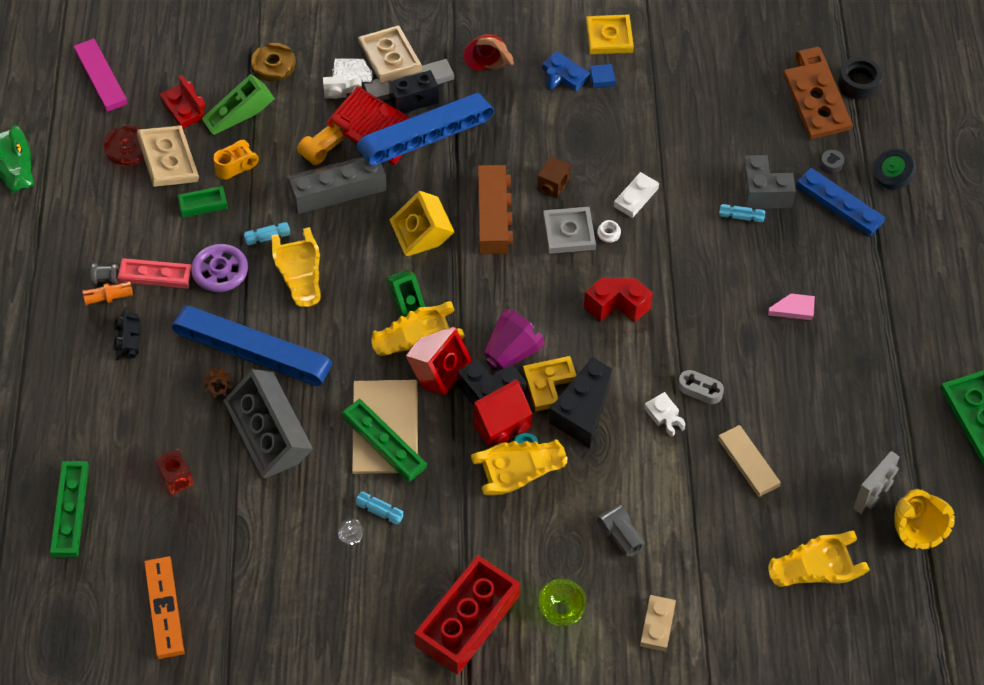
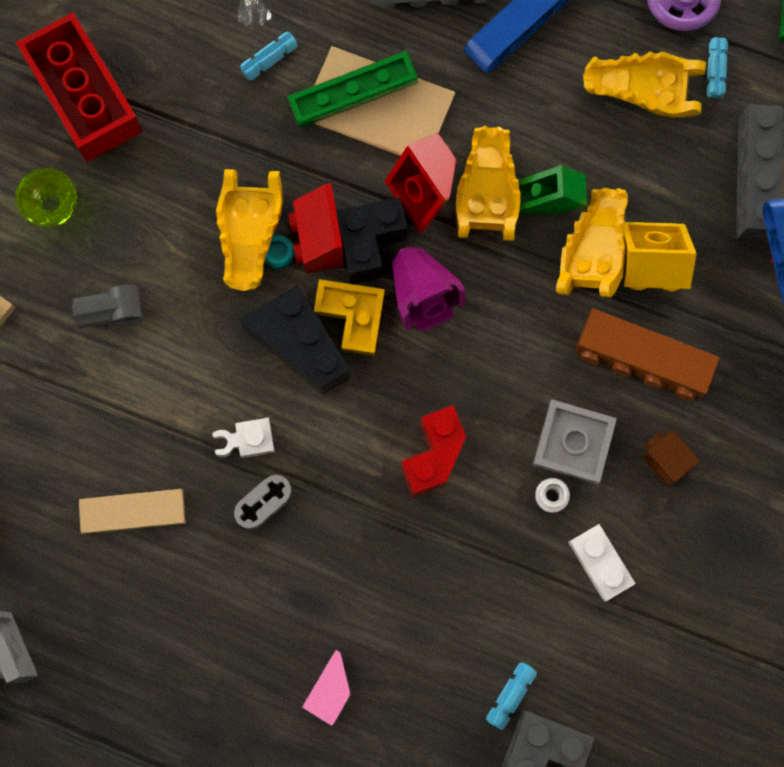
camera: 110 degrees right, 20 degrees up
(433, 256) = (597, 247): none -> yellow animal

